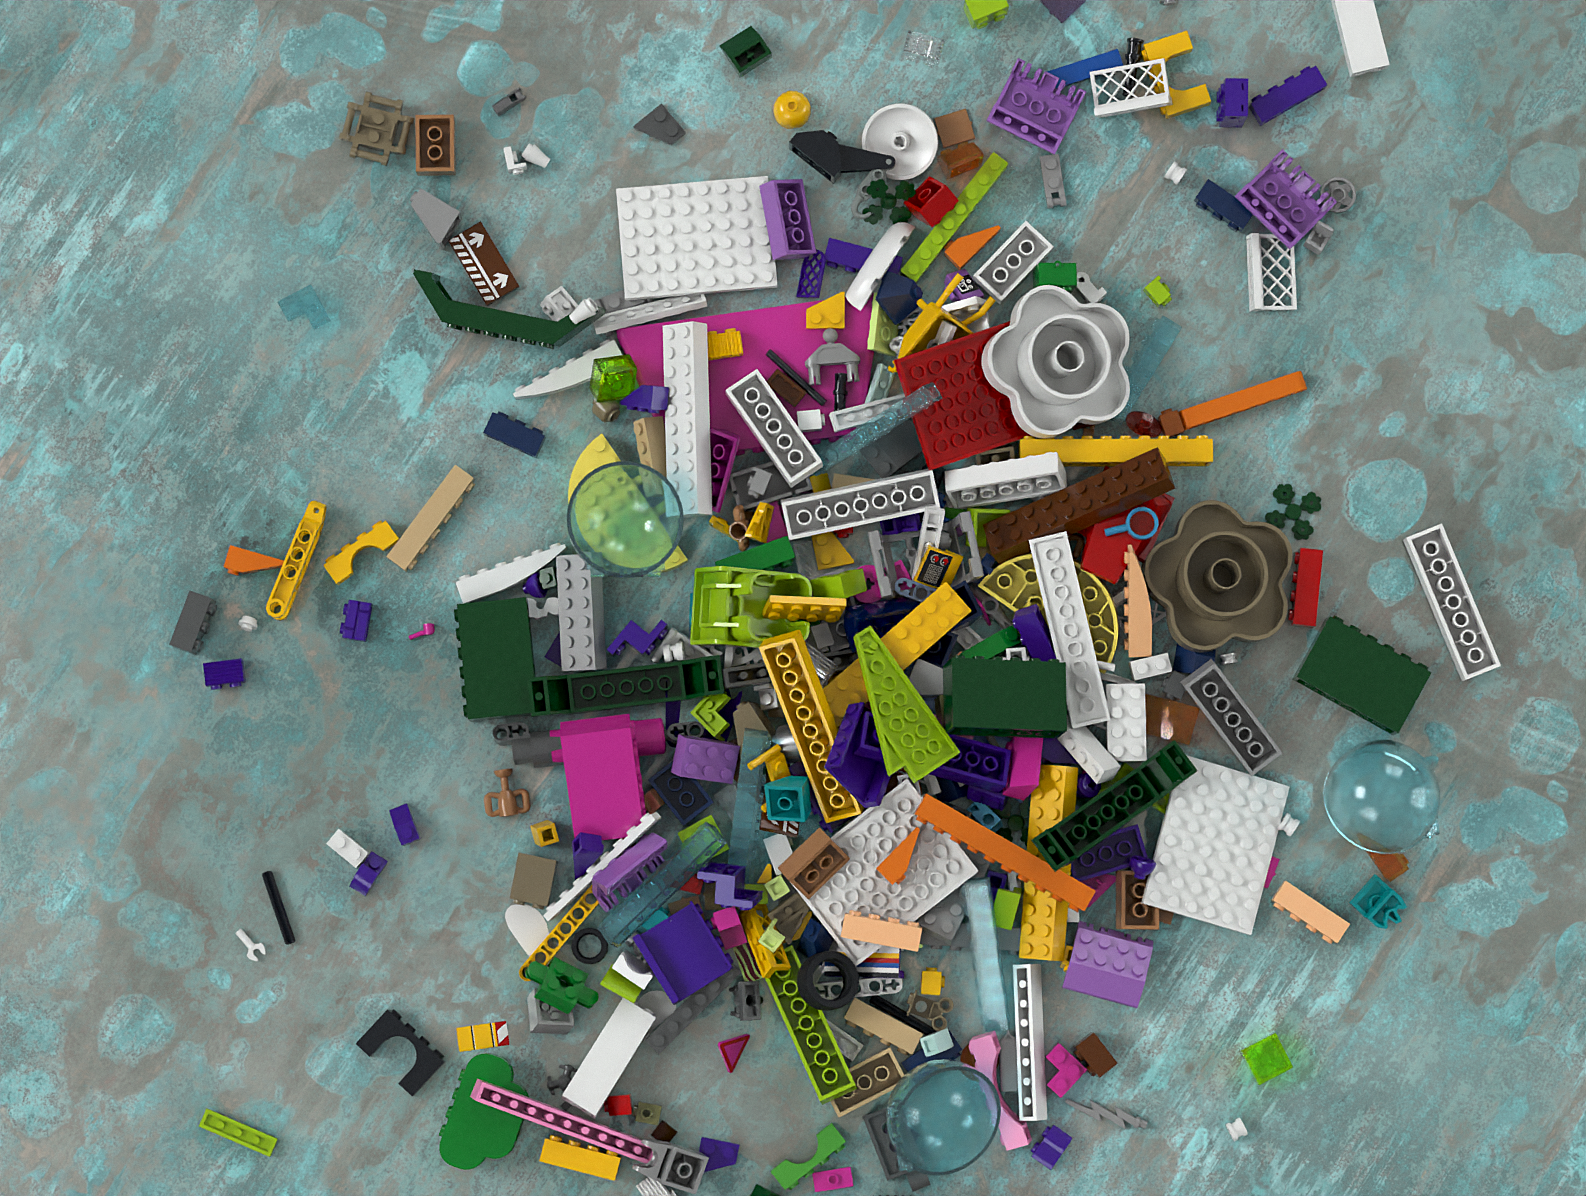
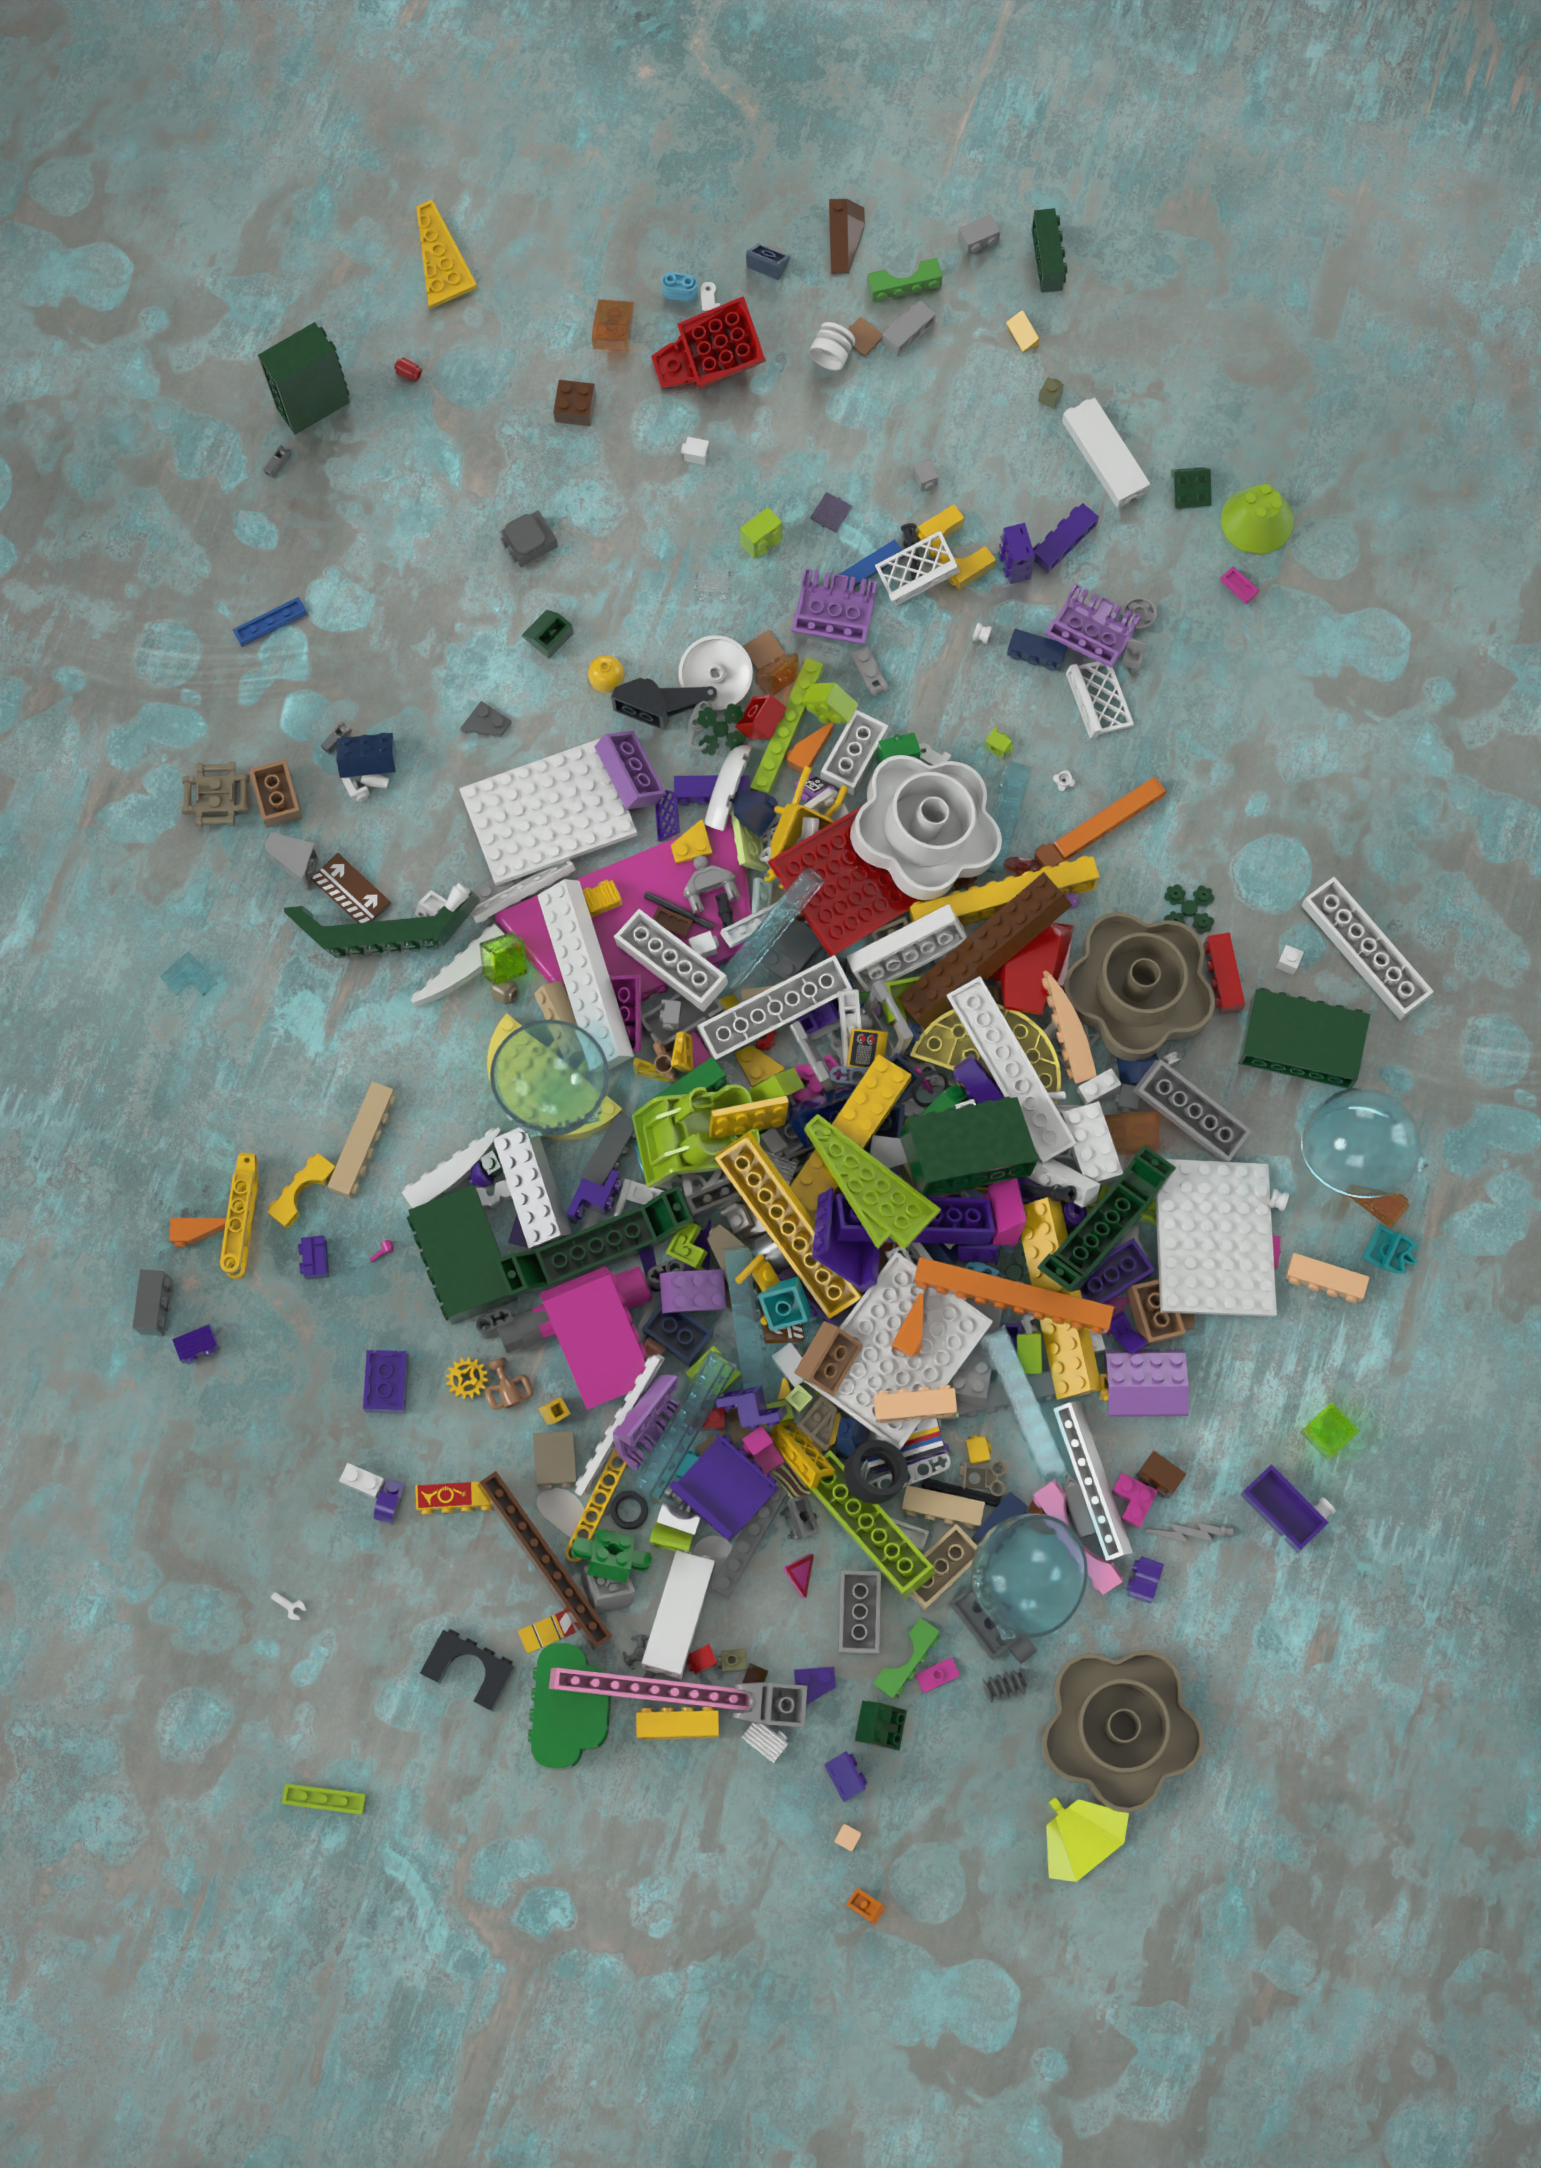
camera: 10 degrees left, 10 degrees down
(248, 623) = (207, 1289): white plate -> none
(278, 907) = (308, 1560): black axle -> none
(394, 760) = (385, 1381): none -> dark purple piece
(404, 825) = (413, 1443): dark purple slope -> none
(432, 887) = (450, 1497): none -> brick
(464, 785) = (470, 1371): none -> yellow gear
(498, 973) = (544, 1560): none -> reddish brown brick
(514, 434) = (422, 1039): dark blue brick -> none
(533, 131) = (366, 755): none -> dark blue brick
(585, 852) = (599, 1413): dark purple slope -> none
(647, 399) = (540, 966): dark purple slope -> none
(663, 598) = (610, 1150): none -> dark grey brick
(674, 652) = (638, 1198): white wheel -> none
(771, 938) = (807, 1446): yellowish green panel -> none
(777, 1102) = (859, 1612): none -> light grey brick
(936, 1042) = (1000, 1506): light aqua panel -> none
(982, 613) = (918, 1081): none -> black tyre
(1002, 207) = (829, 703): none -> lime brick
(1075, 763) = (1055, 1192): none -> black pin
(1103, 913) = (1125, 1335): none -> dark purple bracket
(1140, 524) = (1048, 951): piece -> none
(1142, 866) = (1150, 1275): dark purple brick -> none
(1180, 473) = (1074, 899): none -> medium lavender plate
(1200, 1118) = (1284, 1508): none -> dark purple piece
(1215, 347) = (1064, 775): none -> white plate
(1373, 592) = (1289, 959): none -> white brick
(1431, 76) = (1192, 487): none -> dark green bracket
(1446, 194) = (1239, 585): none -> dark pink plate
(1485, 129) = (1257, 519): none -> lime cone

